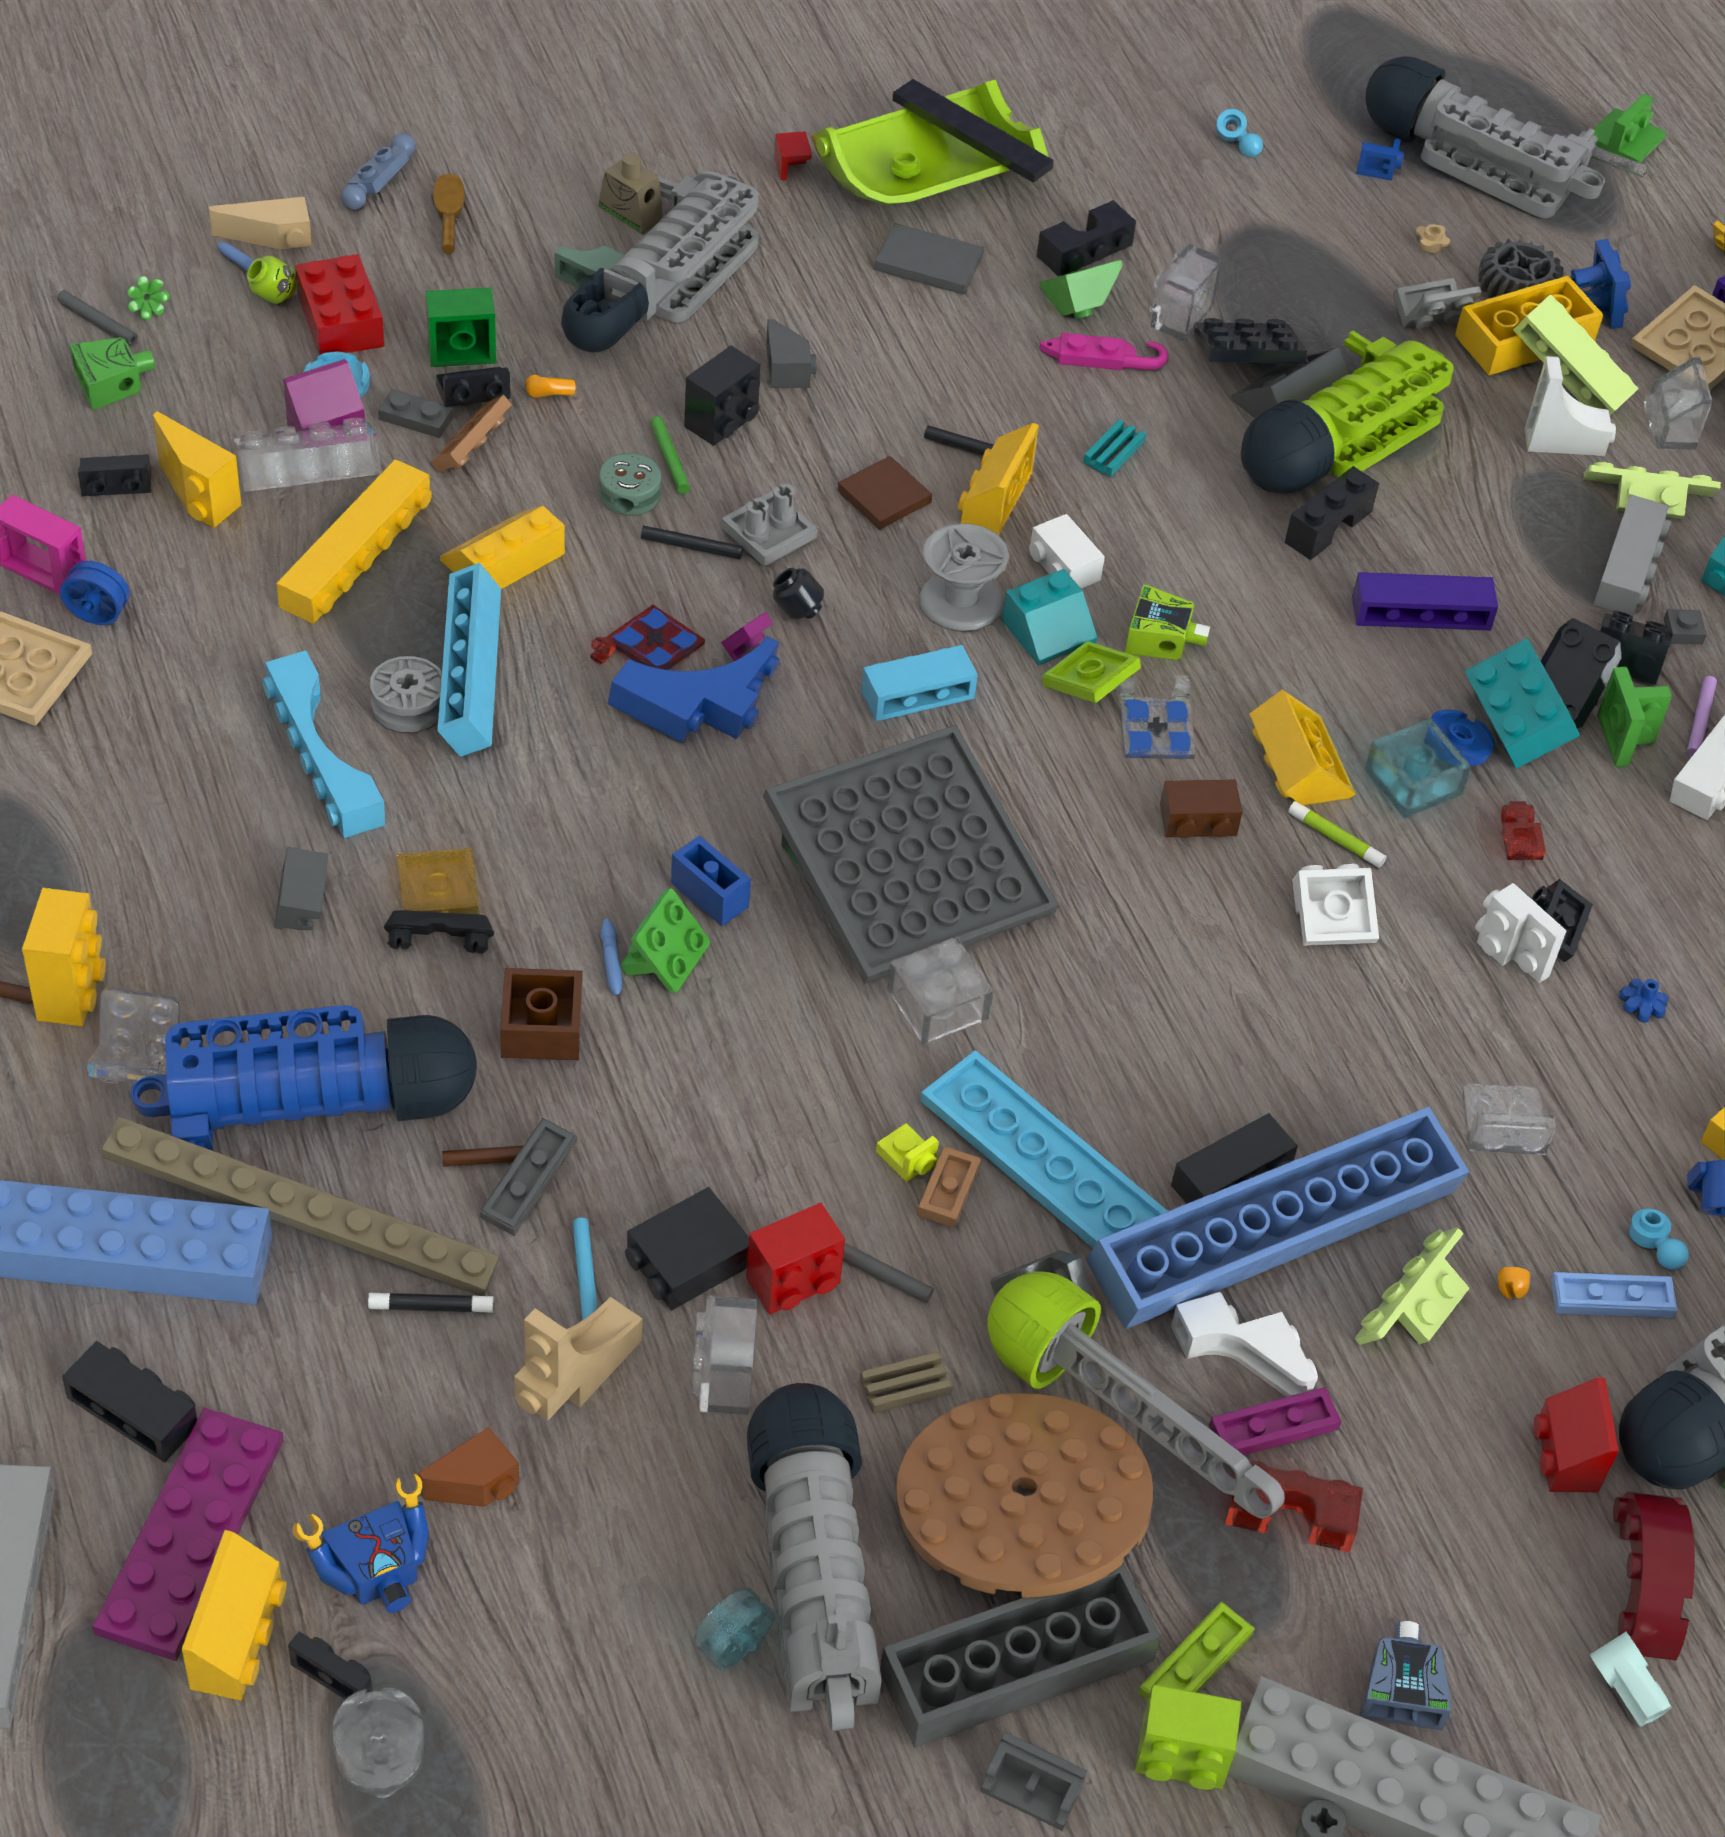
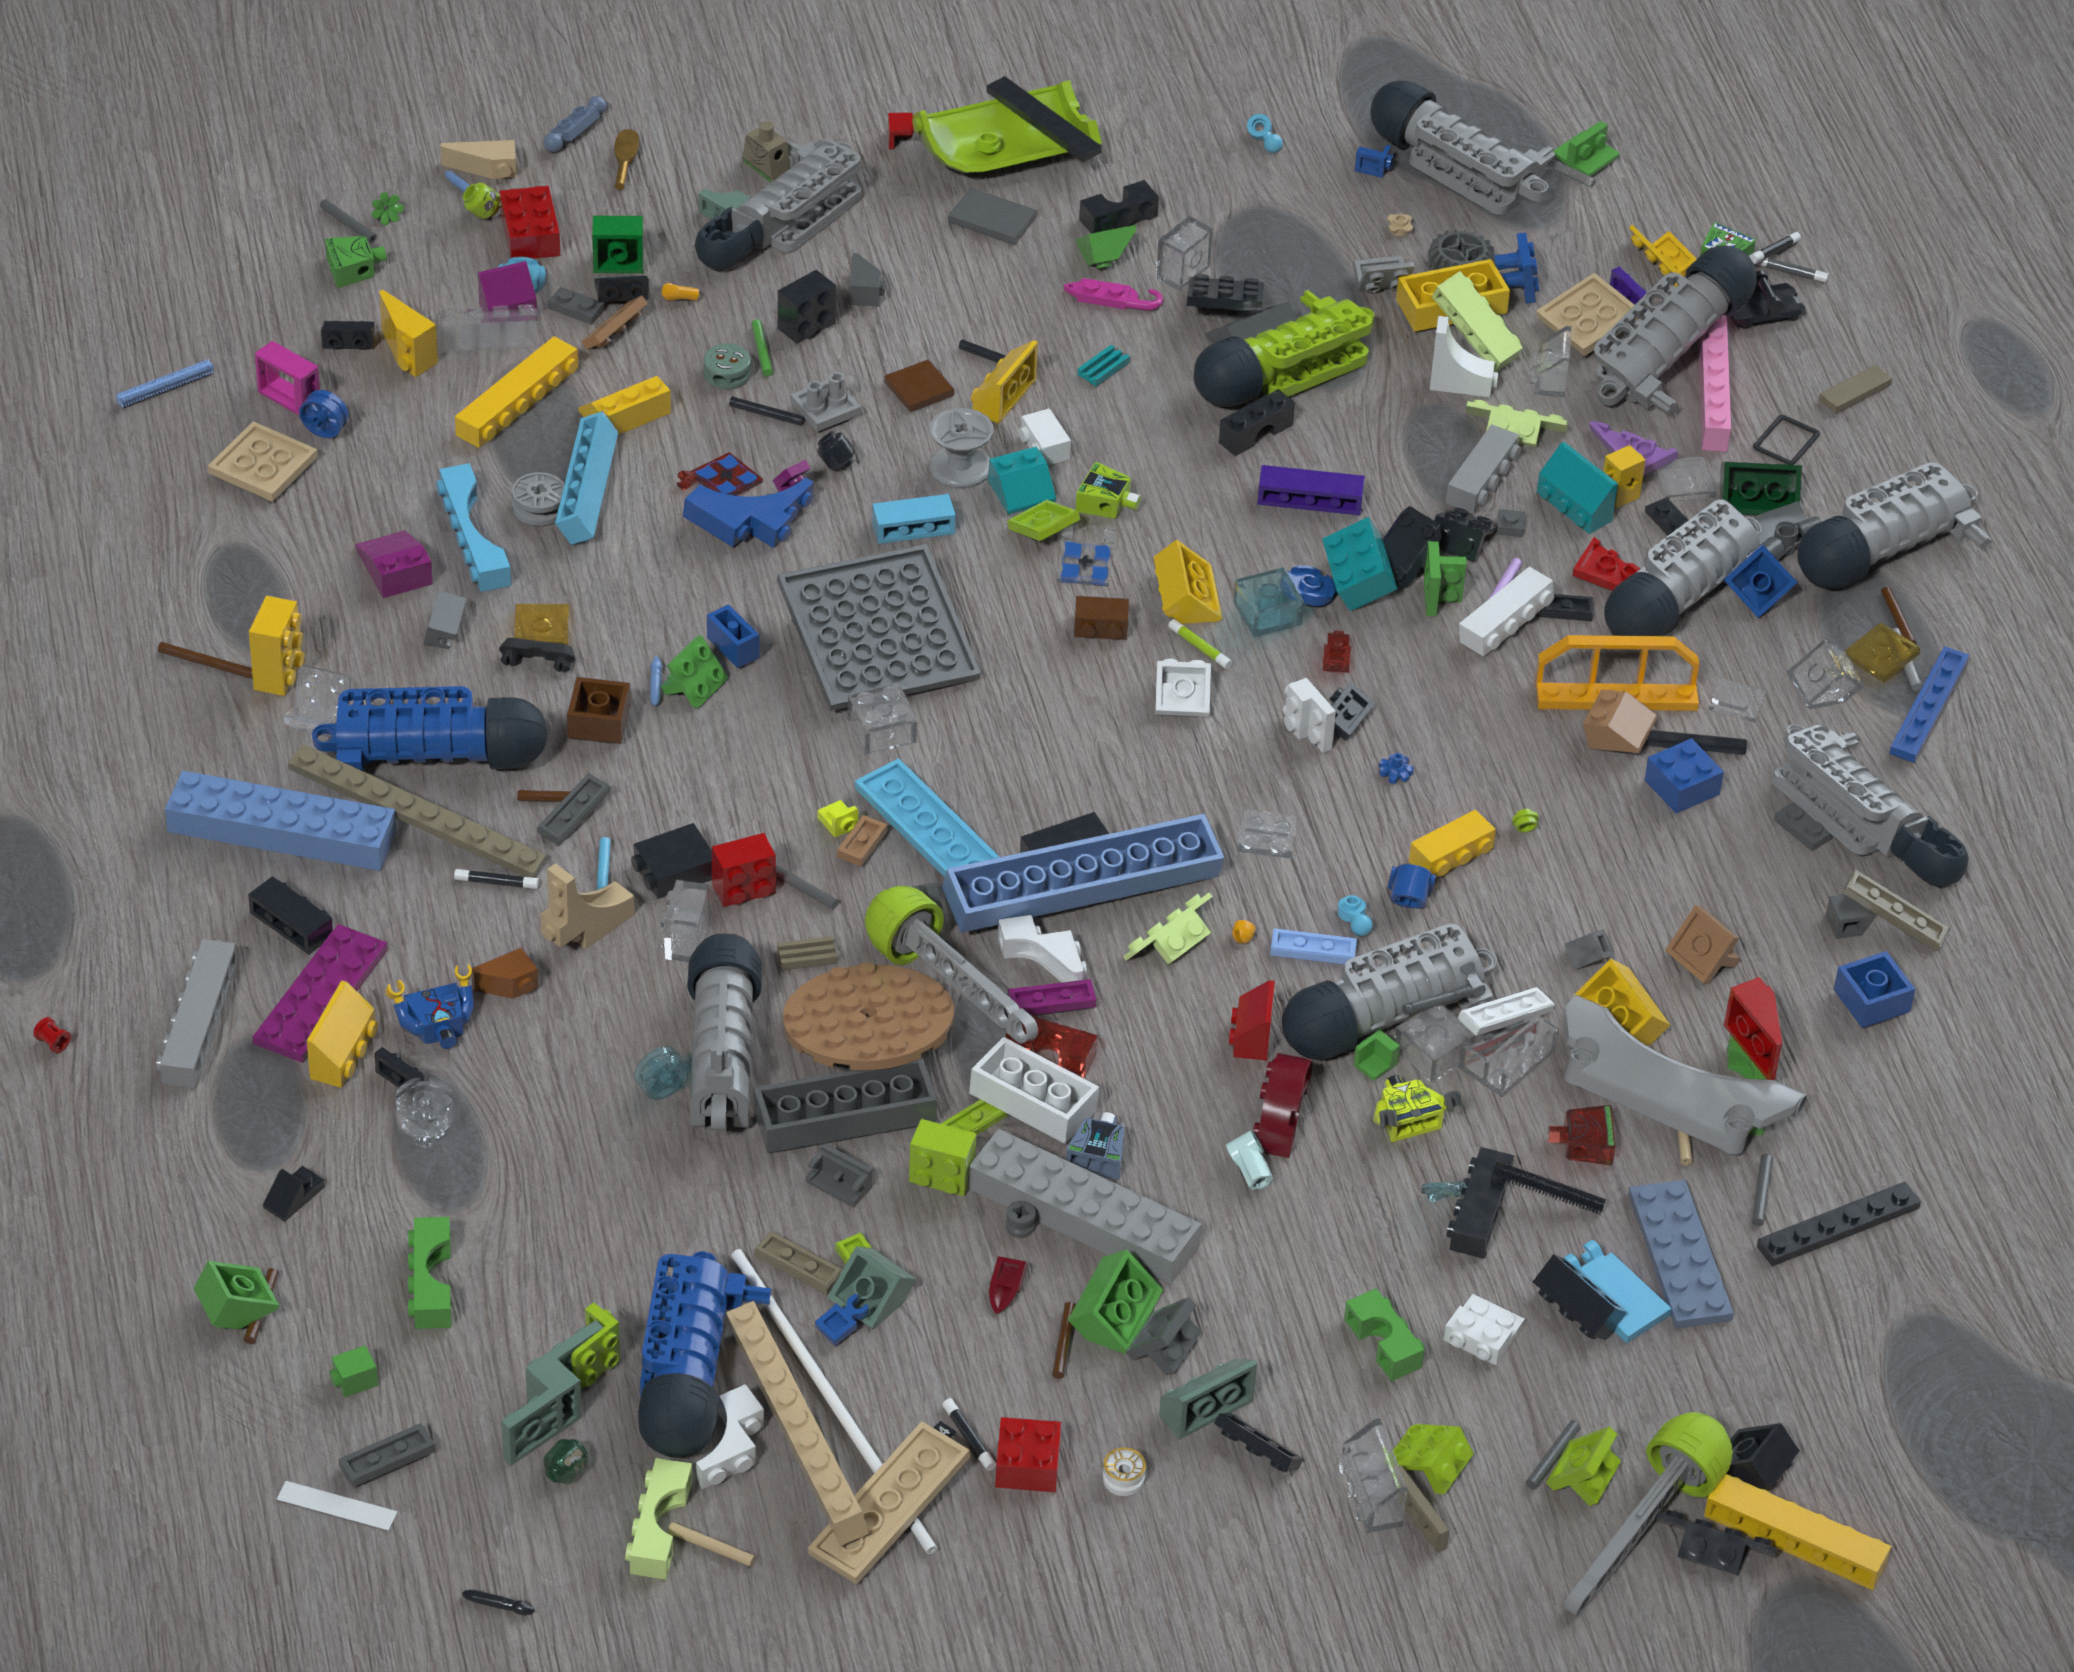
camera: 10 degrees right, 5 degrees down
(220, 805) = (396, 563): none -> magenta slope
(1292, 1594) = (1033, 1090): none -> white brick

